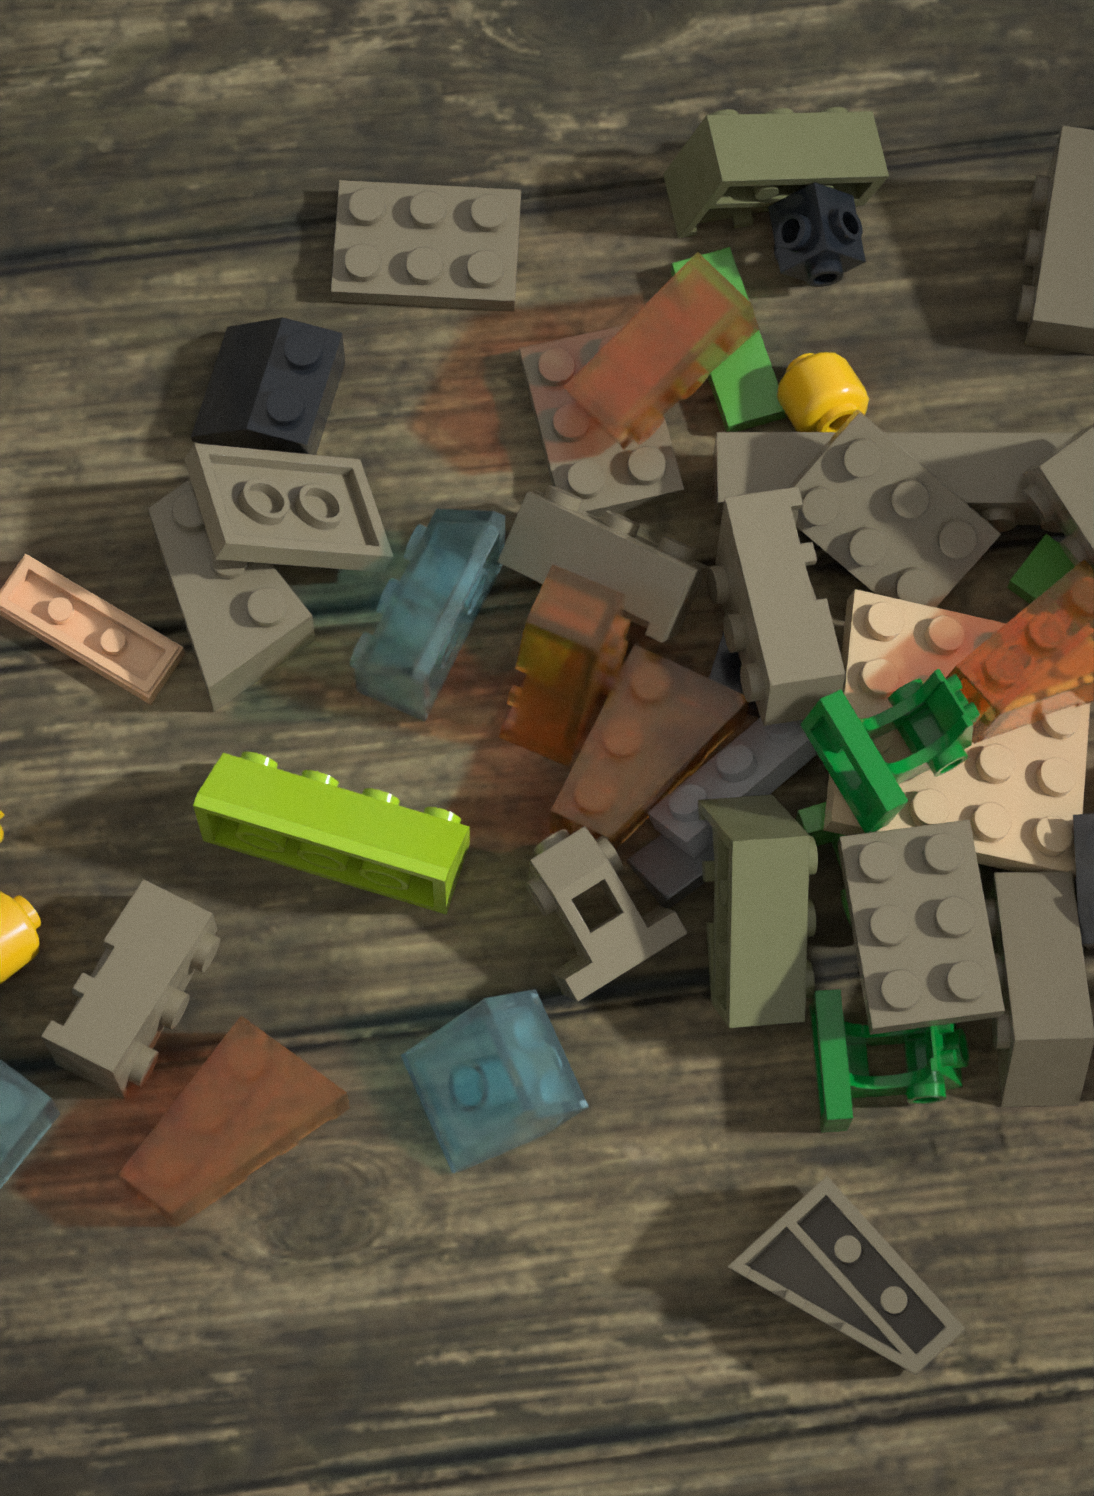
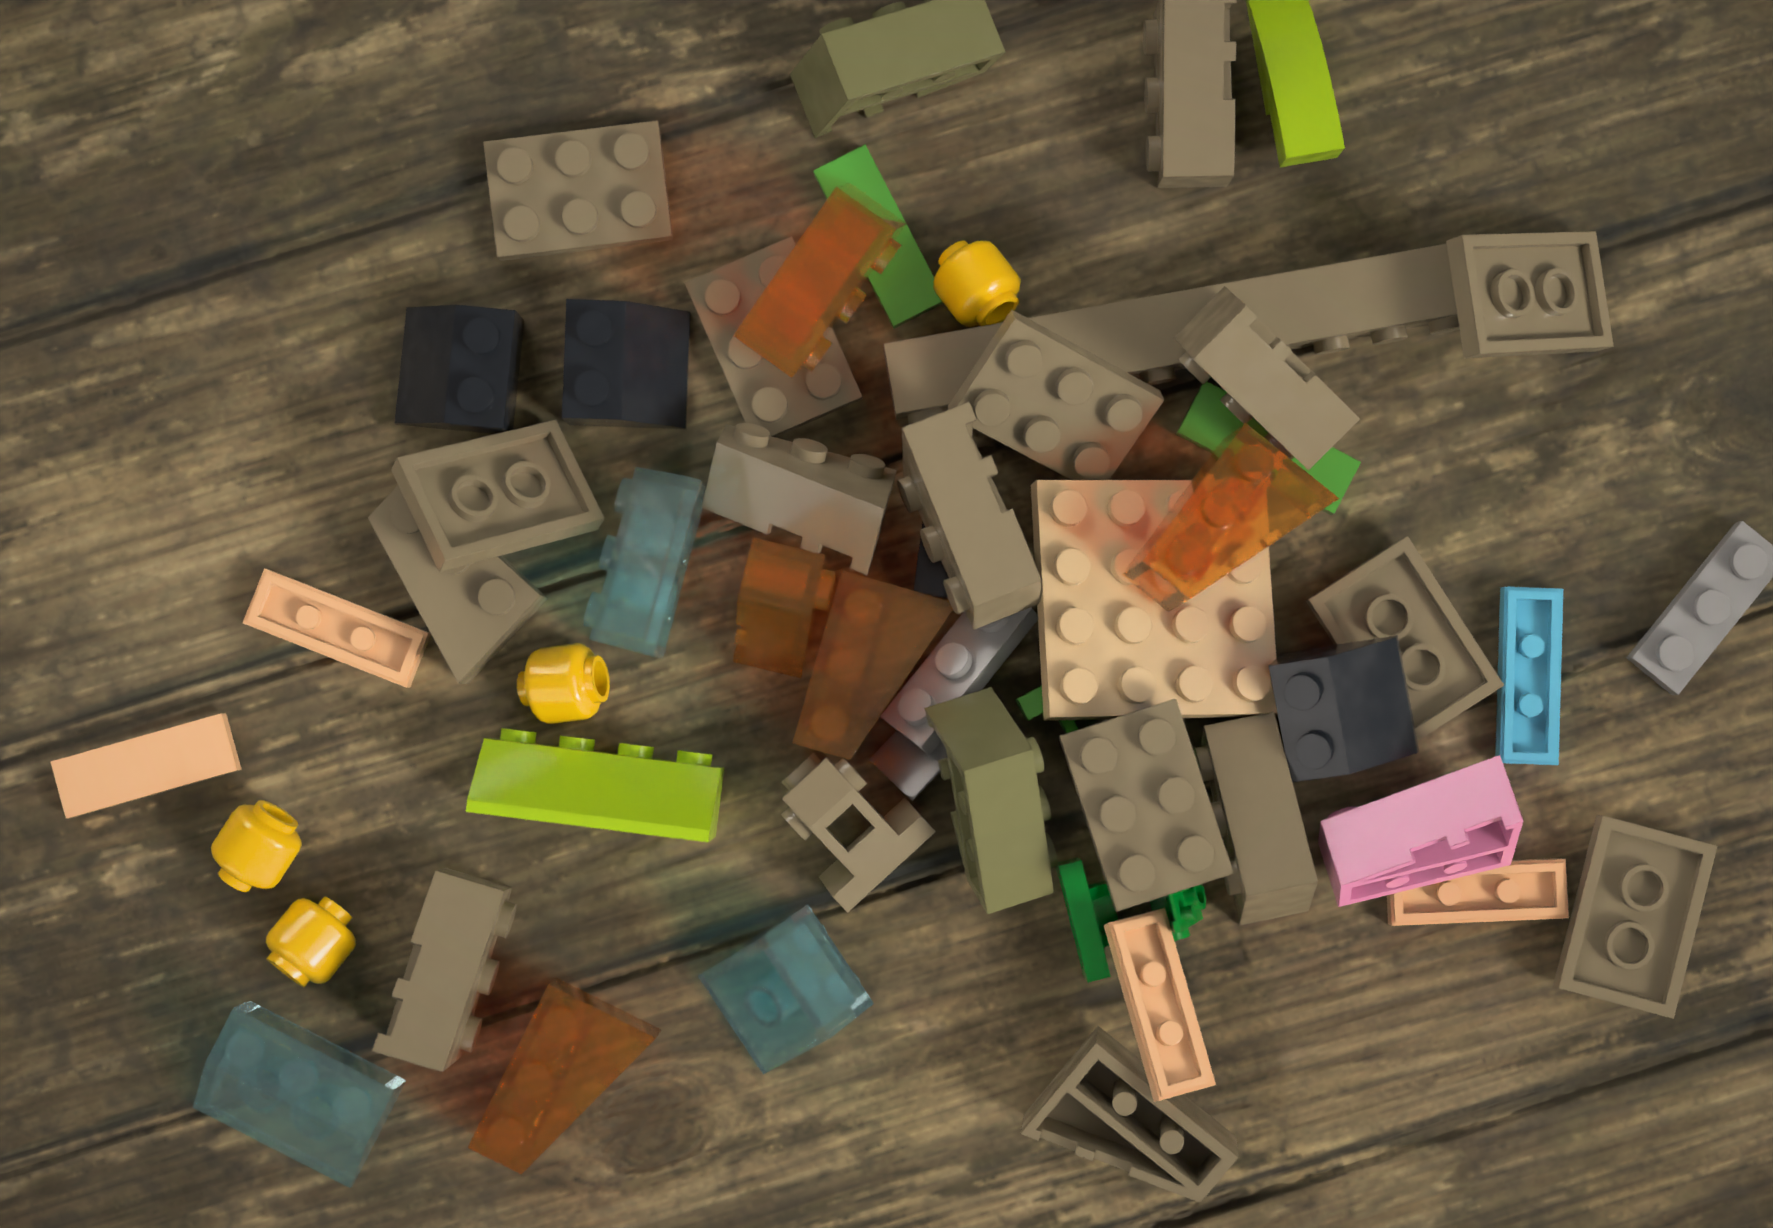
camera: 10 degrees left, 15 degrees up
(317, 719) = (563, 683): none -> yellow head
(442, 416) = (625, 365): none -> black slope
(817, 235) = (946, 122): black brick -> none
(902, 1149) = (1159, 1005): none -> light nougat tile
(930, 718) = (1131, 613): green tile -> none

